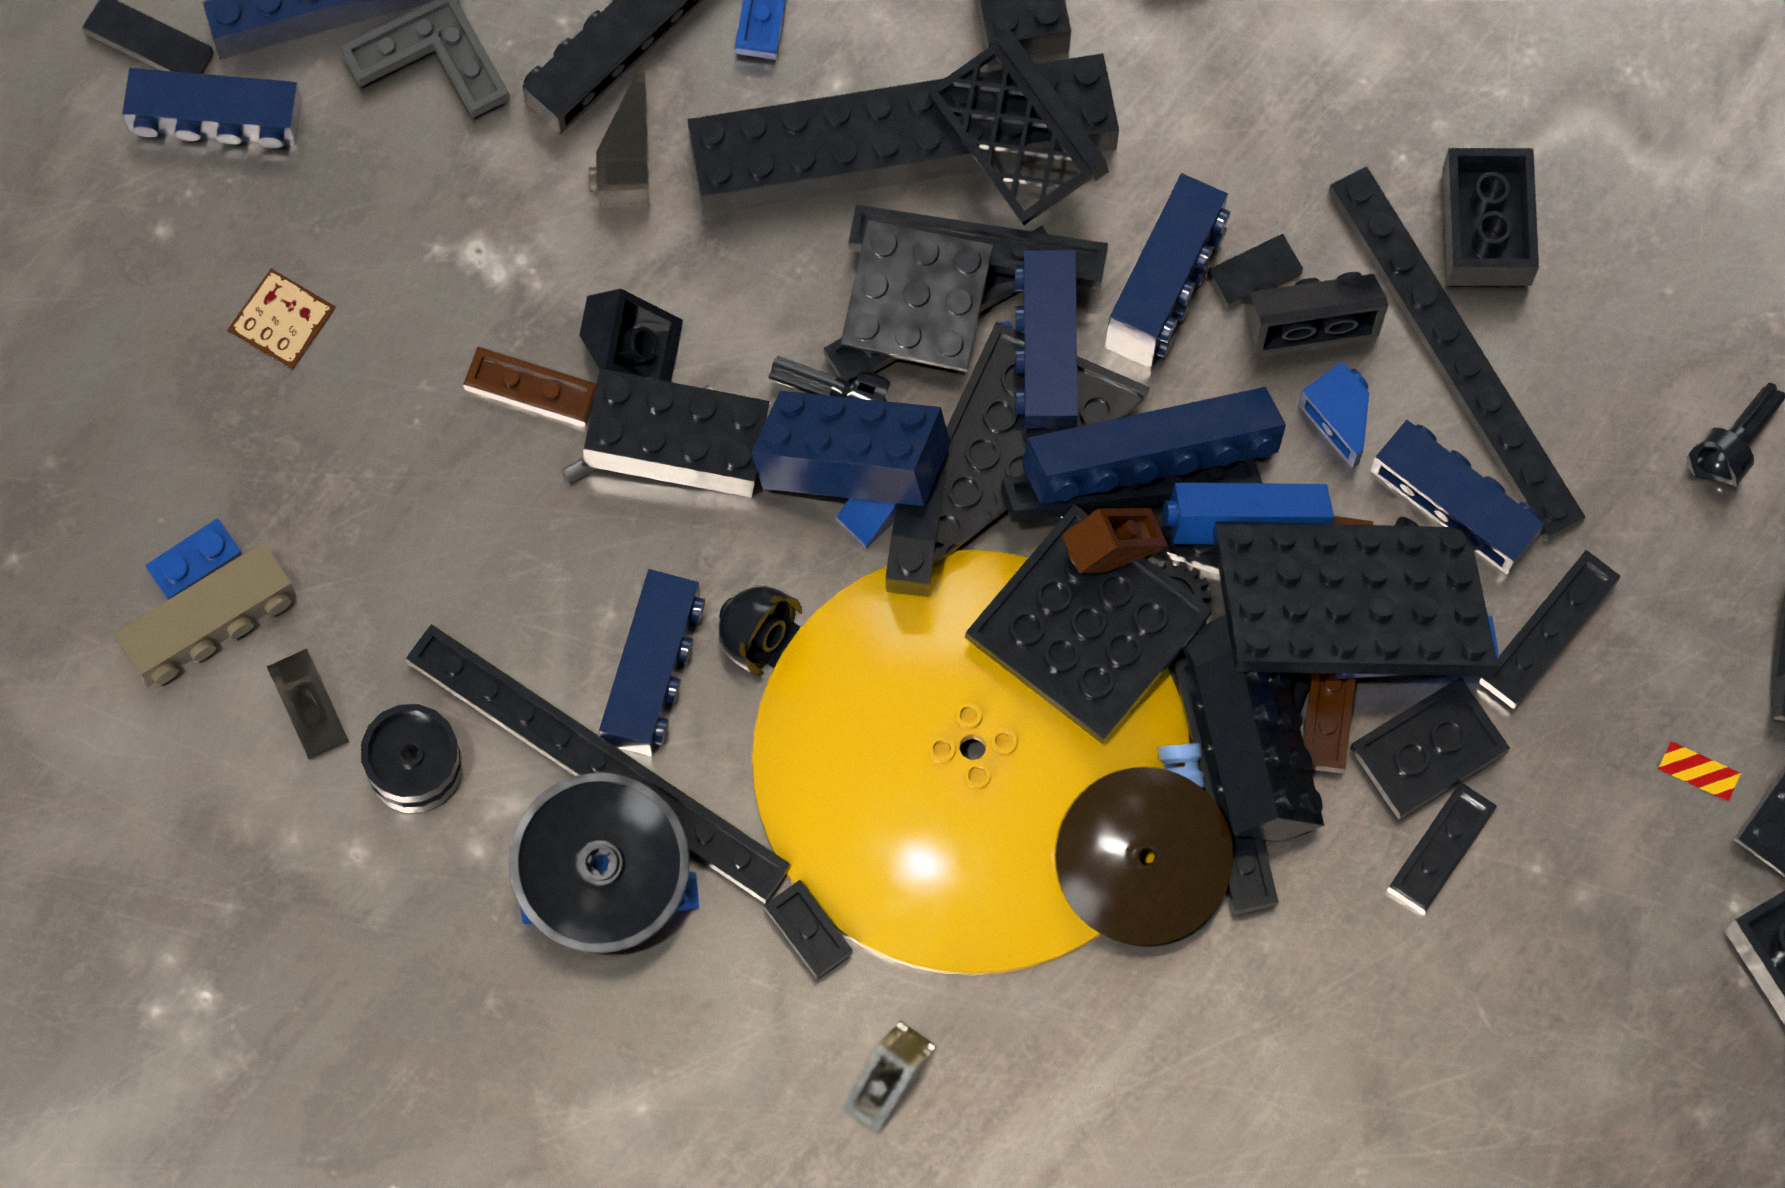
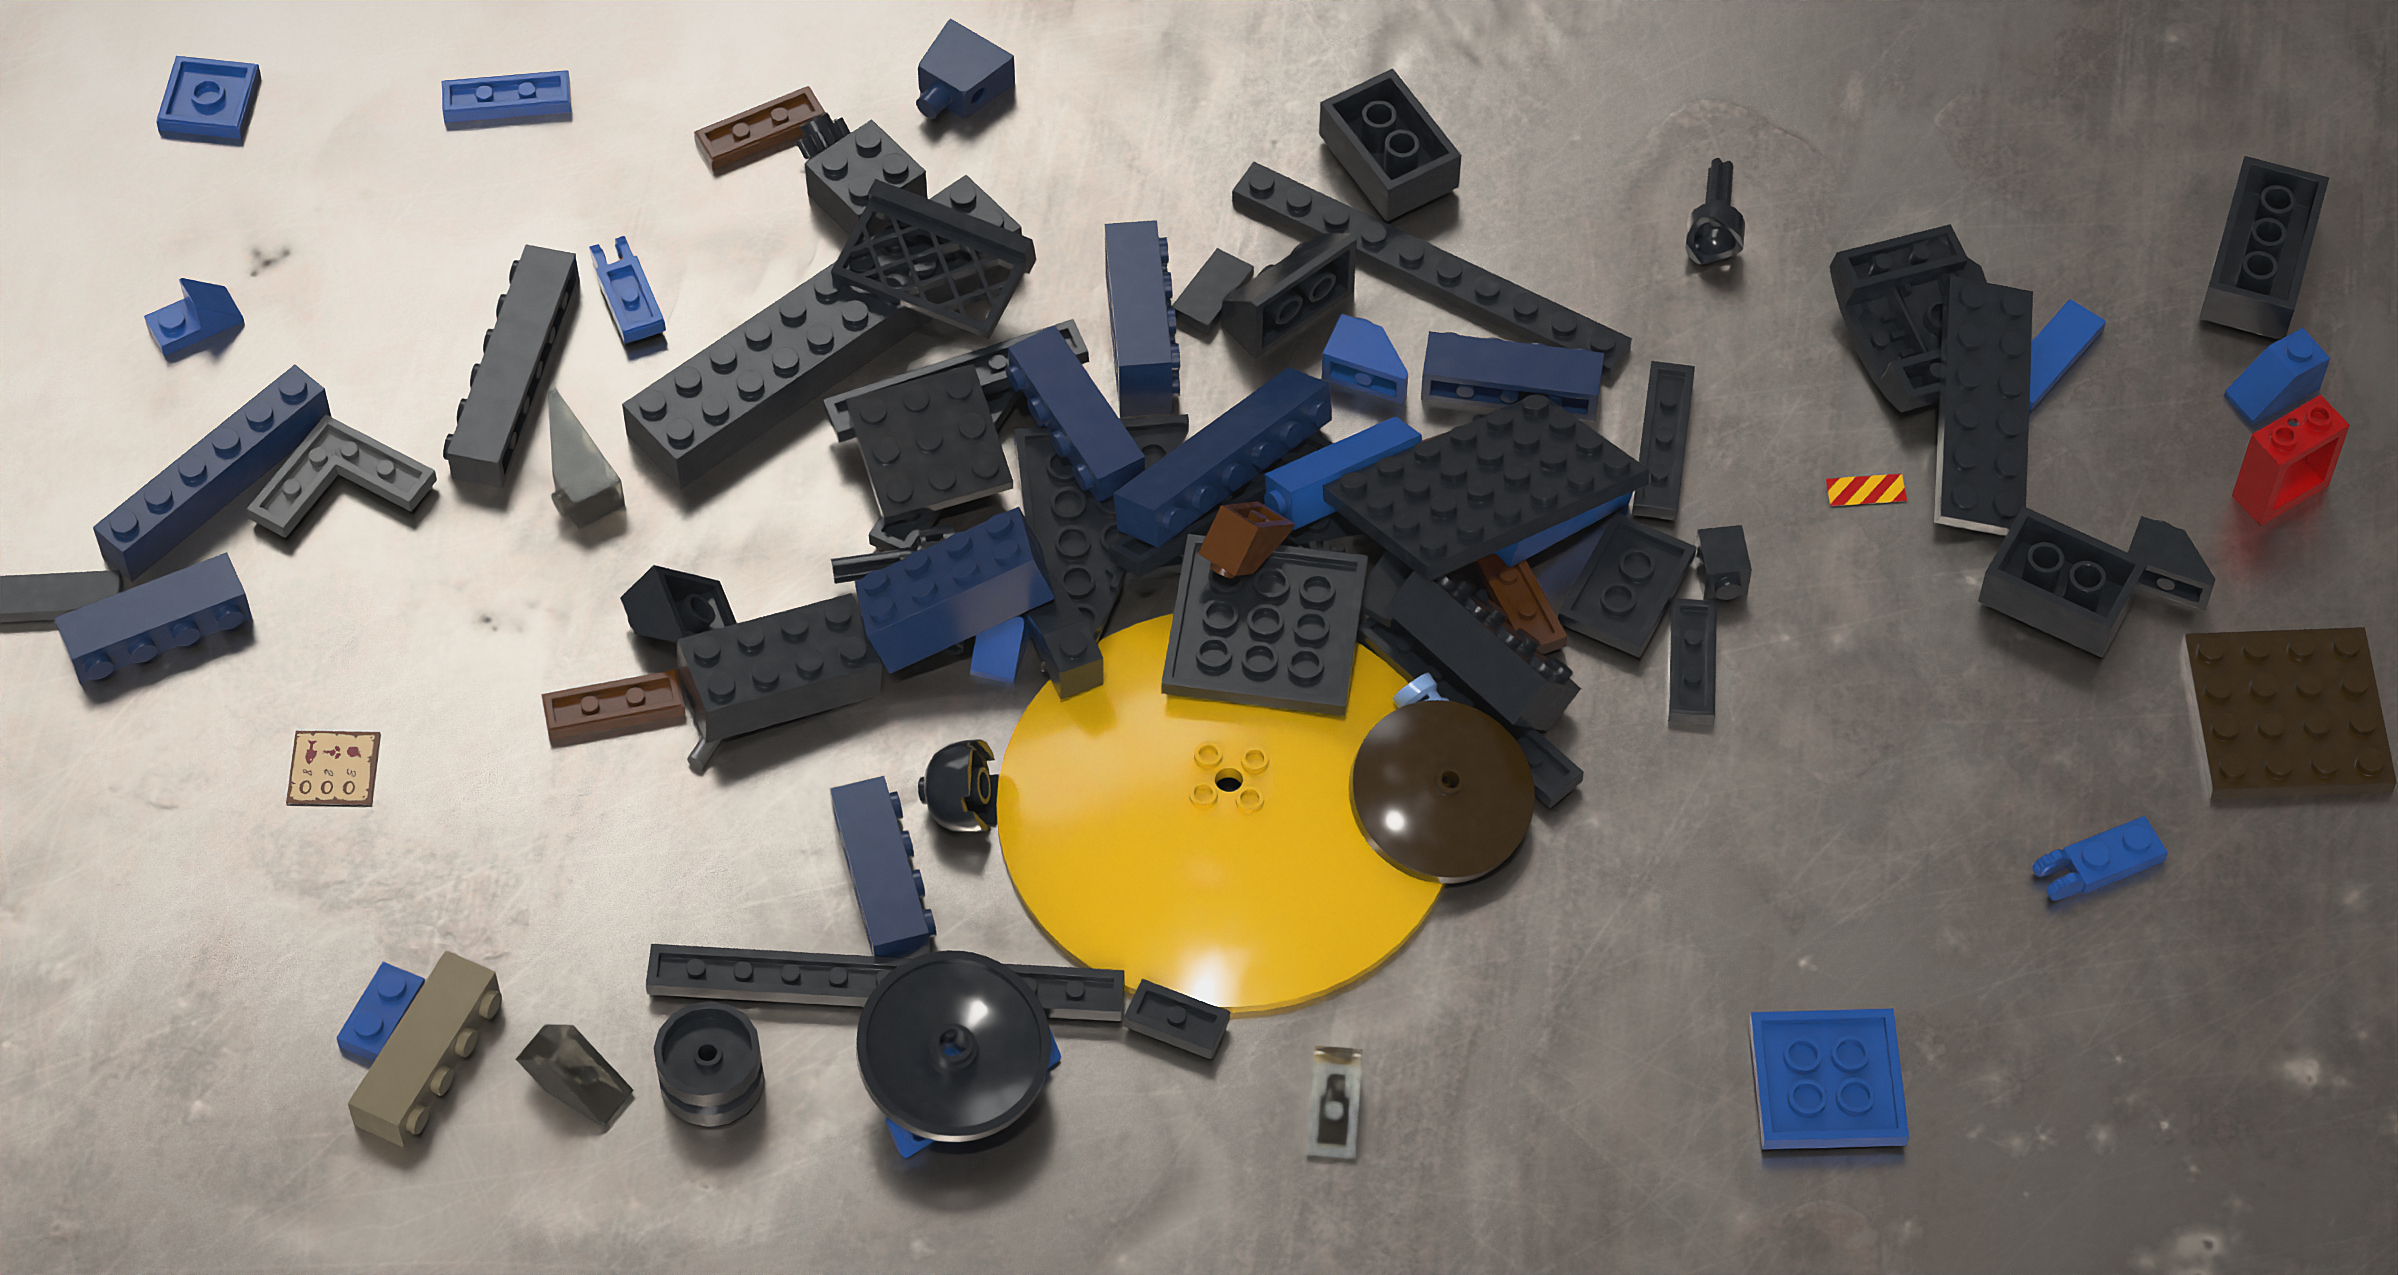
camera: 30 degrees left, 15 degrees down
(1523, 775) = (1722, 562): none -> black brick

